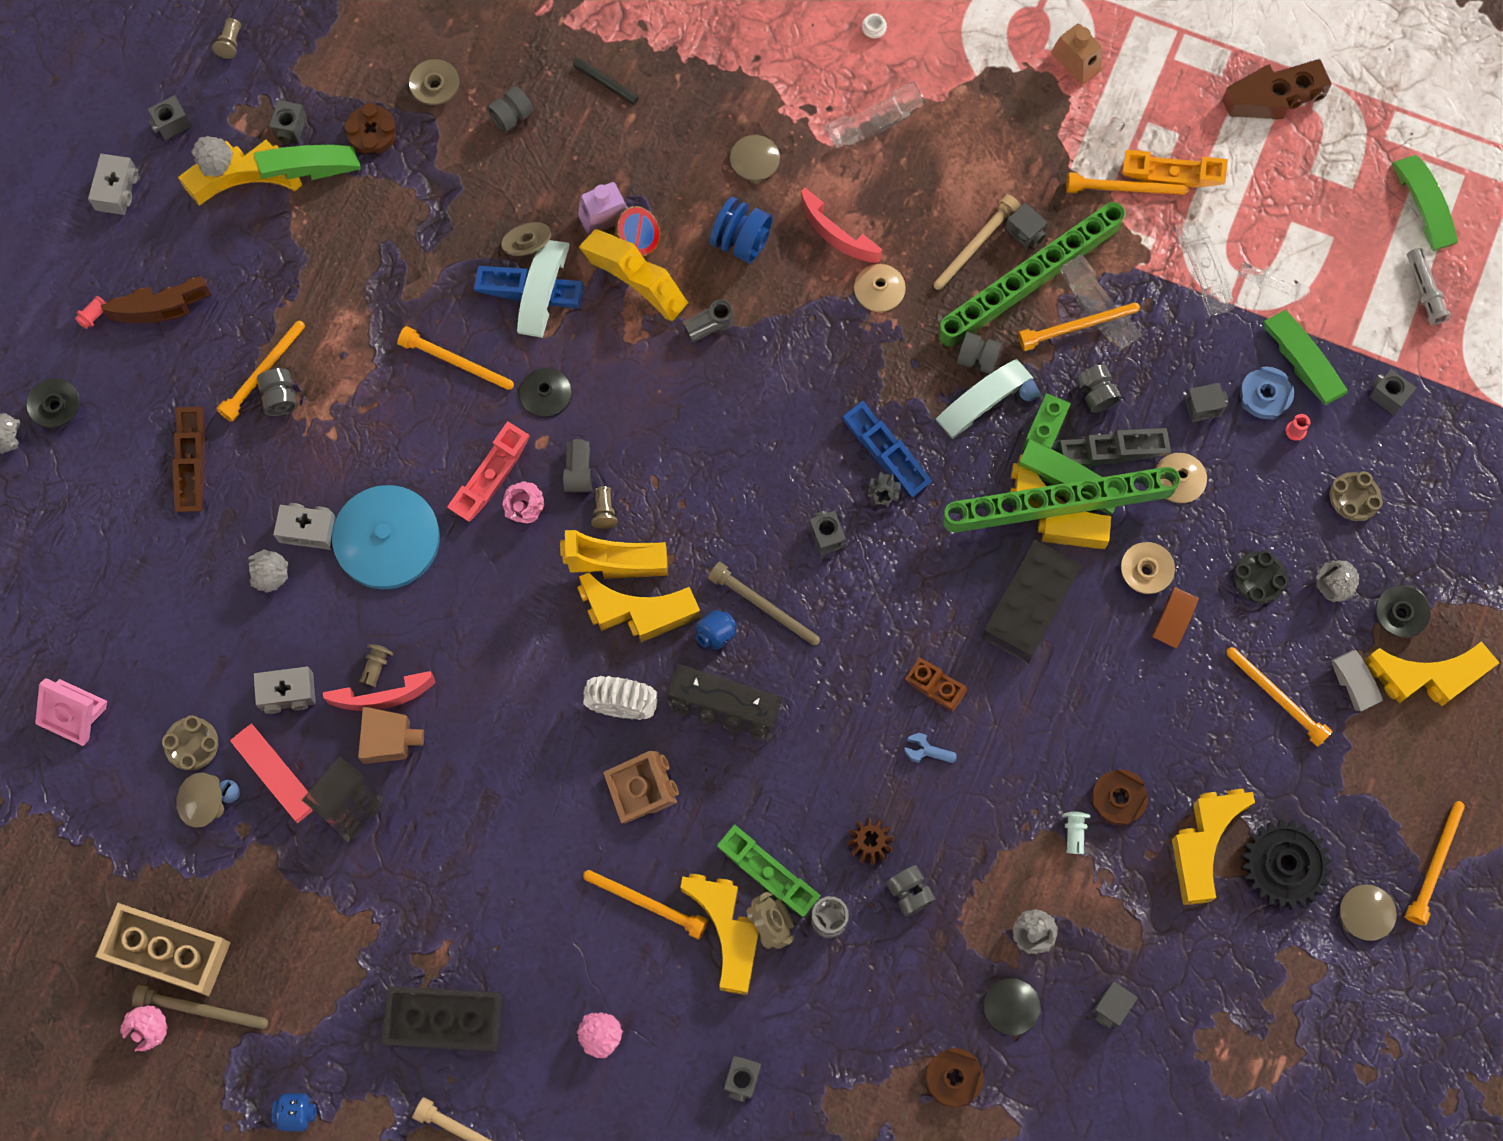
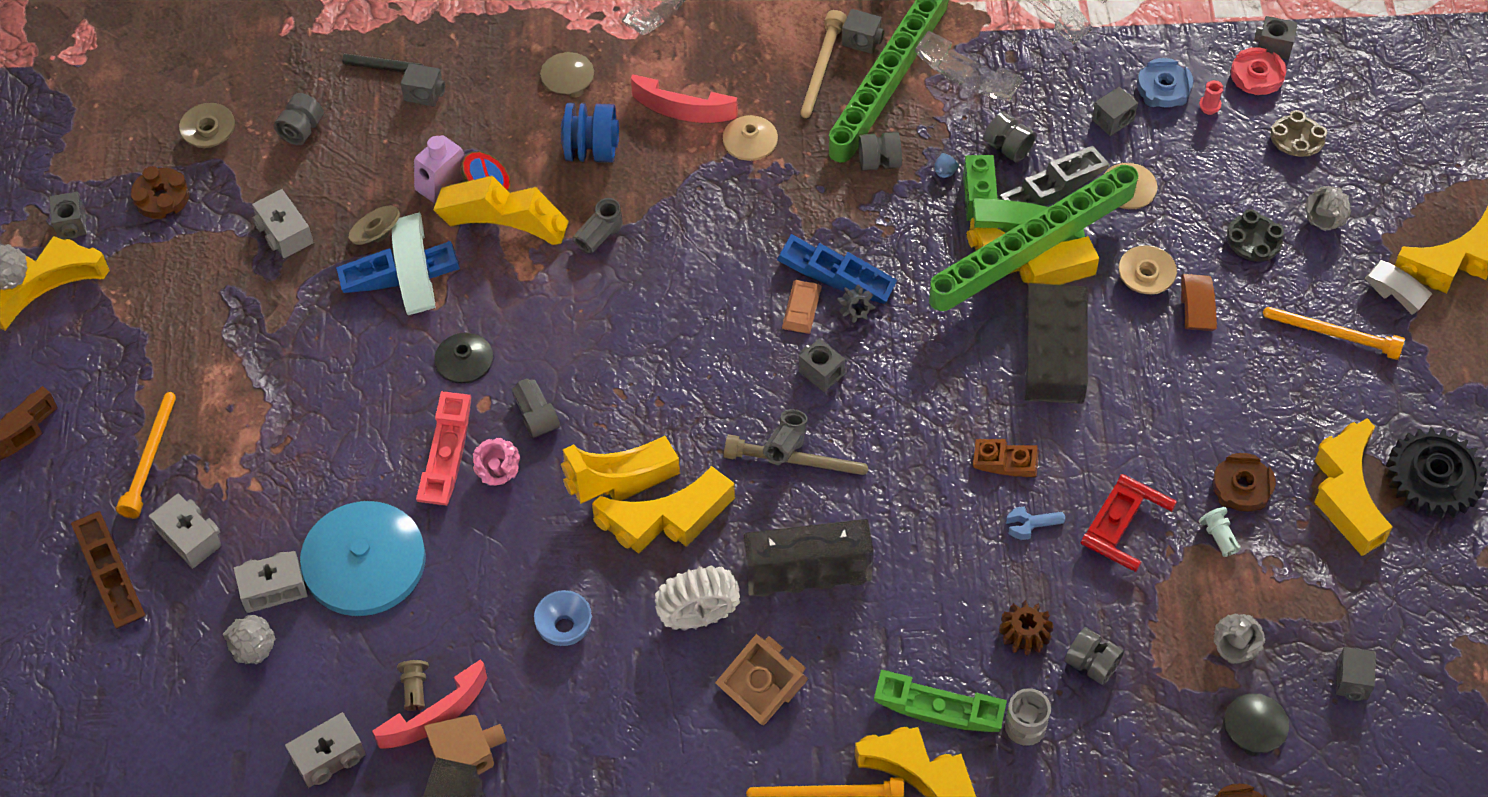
camera: 25 degrees left, 15 degrees down
(253, 440) = (186, 530): none -> light grey brick
(276, 391) = (177, 465): dark grey wheel -> none
(311, 160) = (109, 237): bright green slope -> none
(410, 339) = (298, 362): light orange piece -> none
(453, 191) = (282, 224): none -> light grey brick
(511, 650) = (562, 606): none -> medium blue piece
(604, 512) = (583, 437): dark tan pin -> none
(627, 118) = (422, 85): none -> dark grey brick
(715, 629) = (758, 498): blue head -> none
(763, 587) = (786, 437): none -> dark grey piece
(771, 921) = (971, 744): dark tan plate -> none
(841, 469) = (801, 306): none -> nougat tile
(982, 397) = (902, 191): light aqua slope -> none
(996, 779) = (1117, 515): none -> red plate
(1029, 339) = (920, 123): light orange piece -> none
(1306, 357) = (1186, 40): bright green slope -> none
(1361, 406) = (1258, 71): none -> coral plate
(1411, 603) = (1402, 211): pearl dark grey dish -> none

